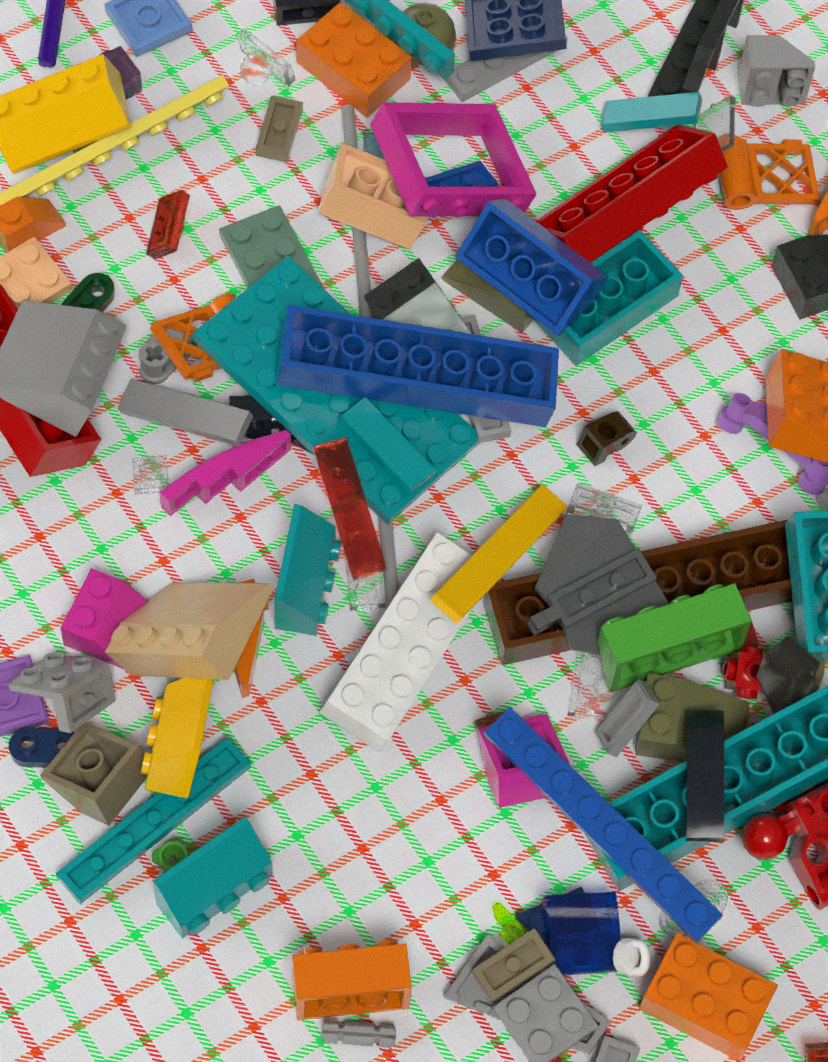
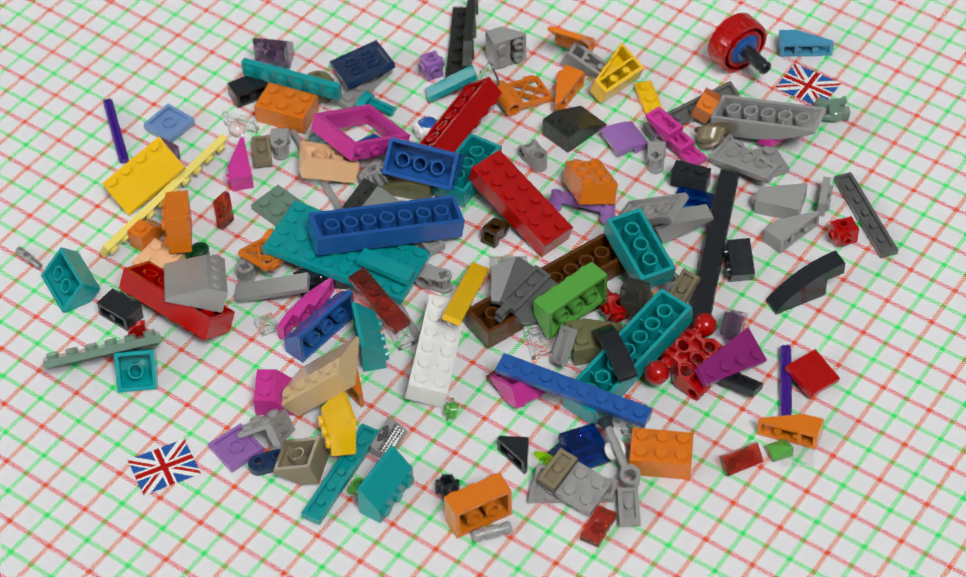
camera: 15 degrees left, 15 degrees down
(76, 227) = (177, 222): none -> orange brick
(227, 150) = (239, 168): none -> dark pink slope
(233, 517) = (320, 326): none -> blue slope
(259, 782) = (389, 435): none -> slope
(316, 123) = (280, 142): none -> light grey piece
(318, 907) = (446, 485): none -> black gear
(387, 765) = (451, 409): none -> bright green plate
(440, 248) = (374, 173): none -> light grey gear
(464, 891) = (515, 450): none -> black slope
(465, 494) = (433, 277): none -> light grey piece
(499, 92) = (369, 98): none -> teal piece
(571, 178) = (423, 125): none -> hair
(633, 61) = (431, 65): none -> medium lavender brick
(633, 911) = (626, 469): none -> light grey piece
(668, 404) = (520, 203): none -> red brick
(736, 303) = (534, 155): none -> light grey piece

